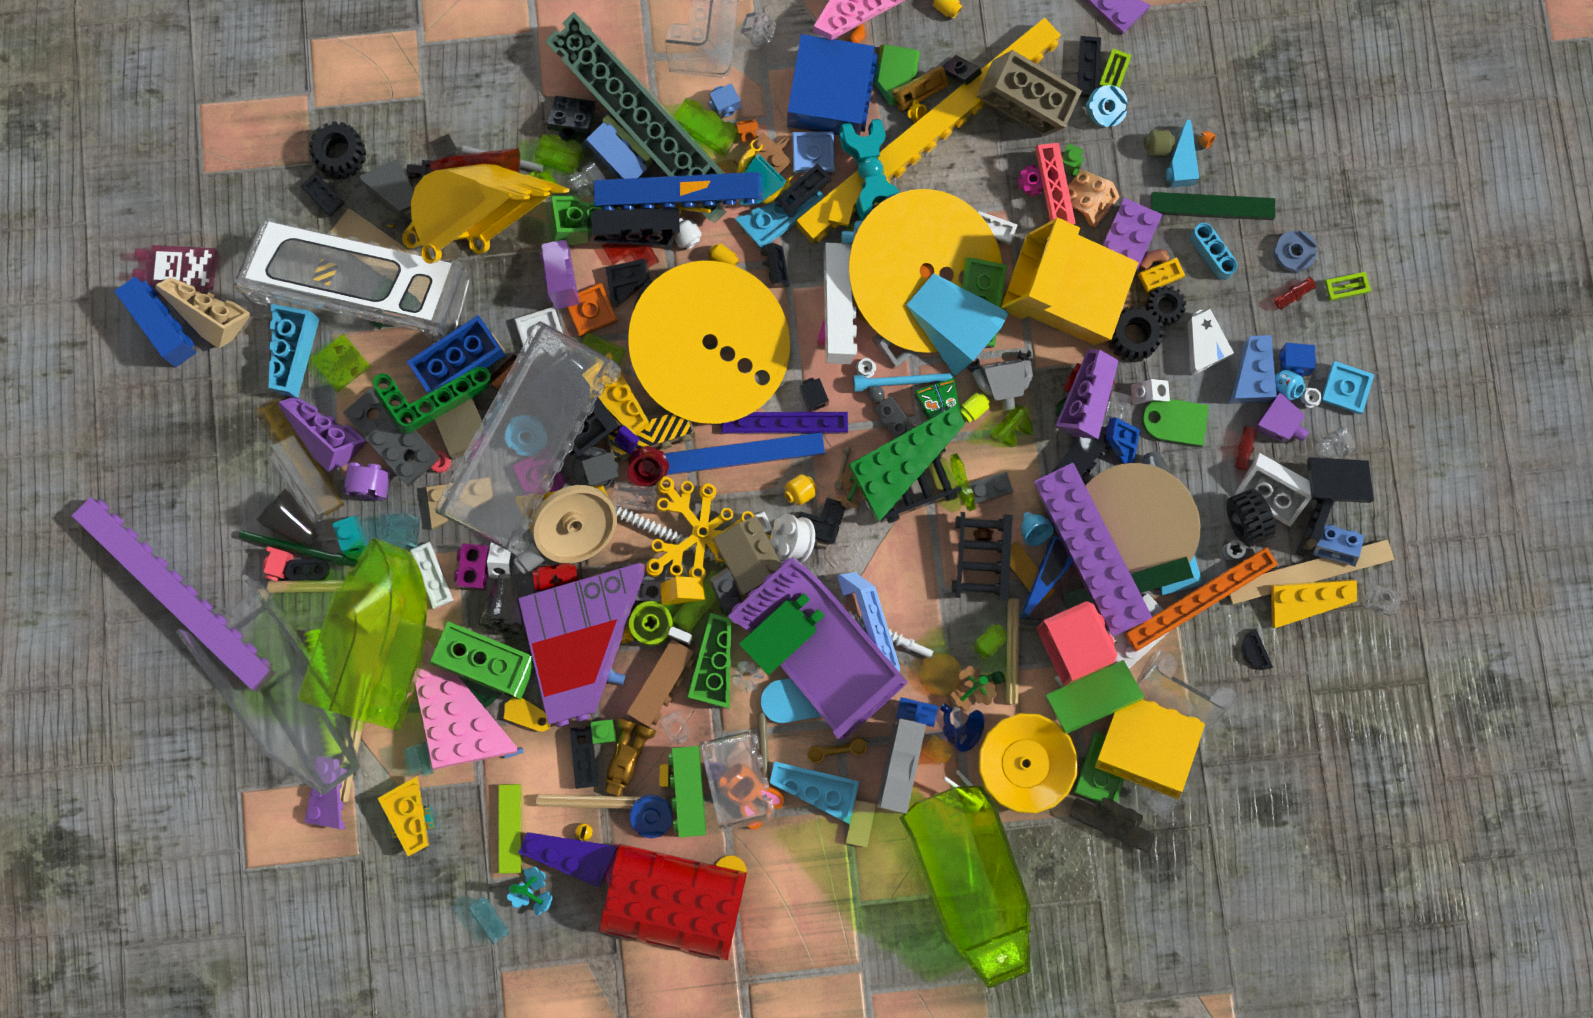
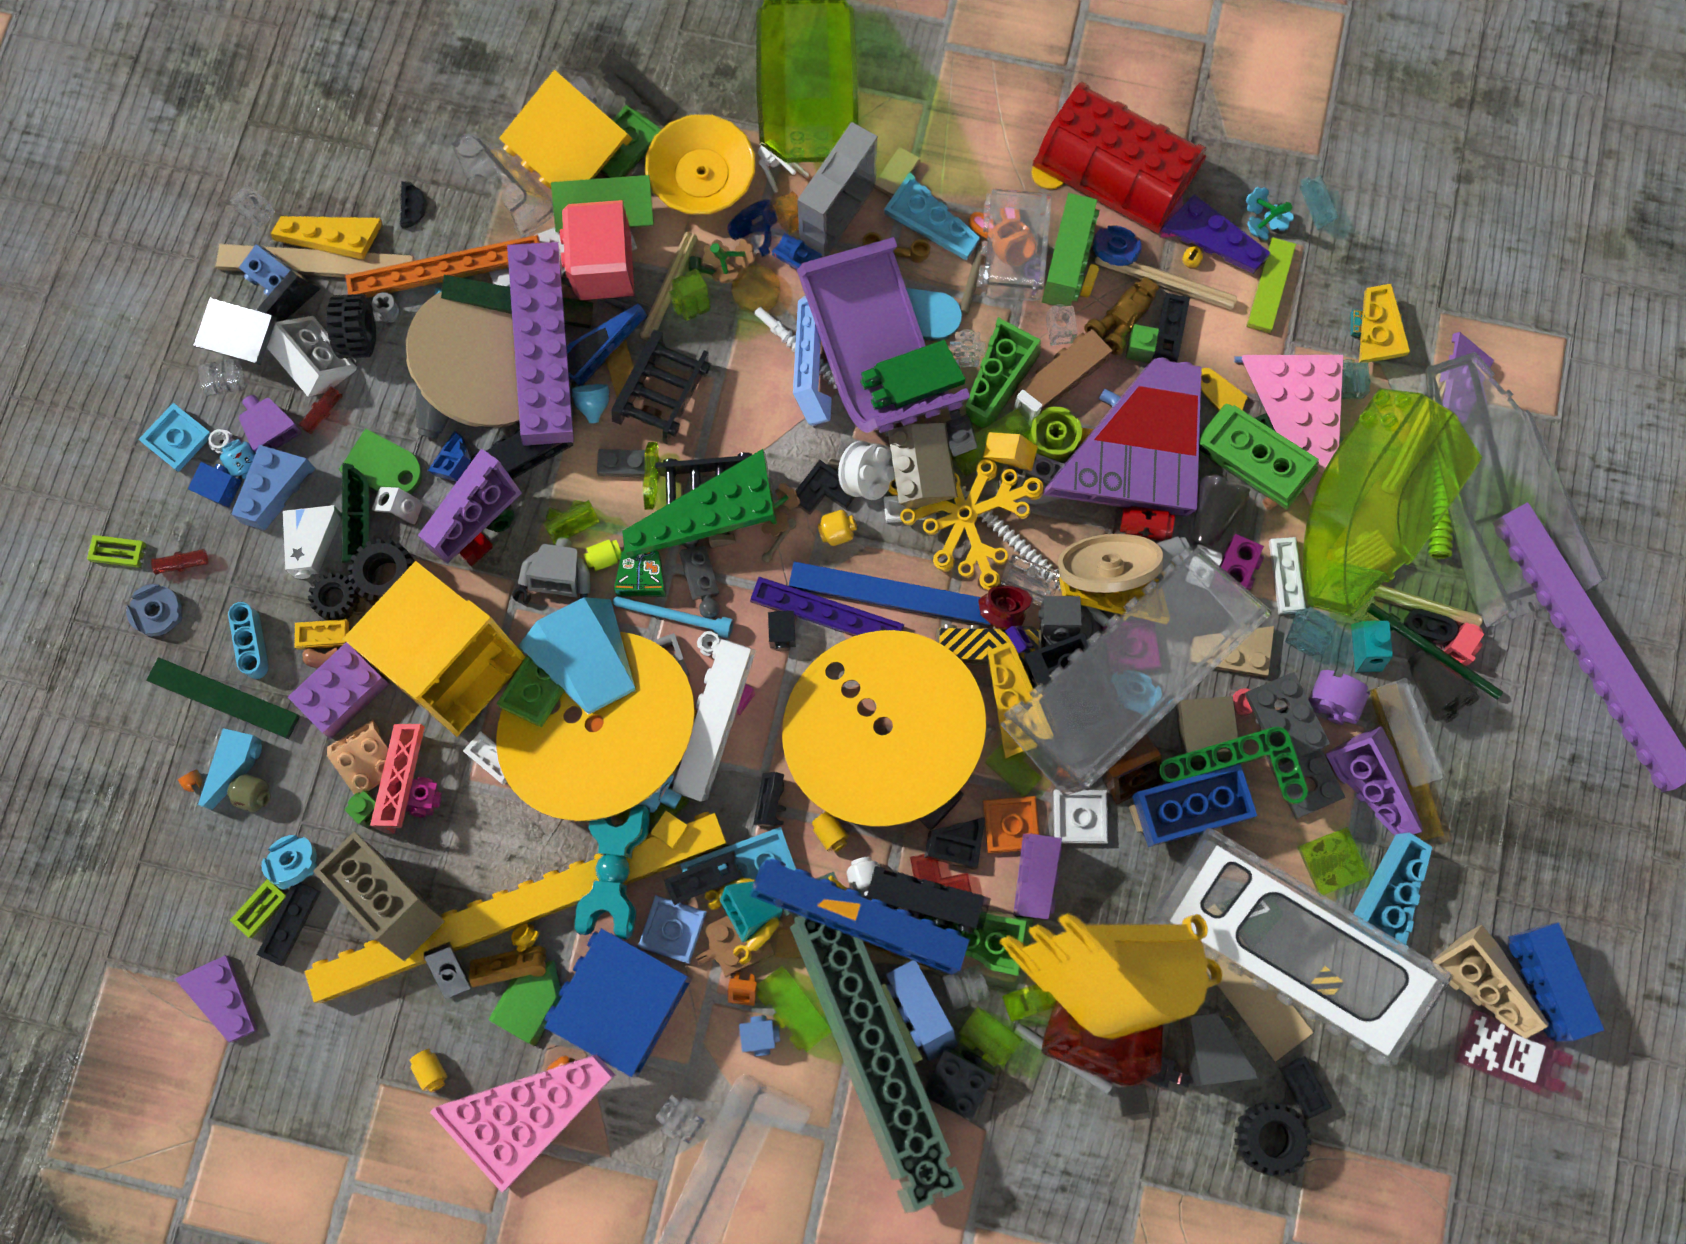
camera: 155 degrees left, 5 degrees down
(1178, 371) = (354, 512): none -> dark green brick

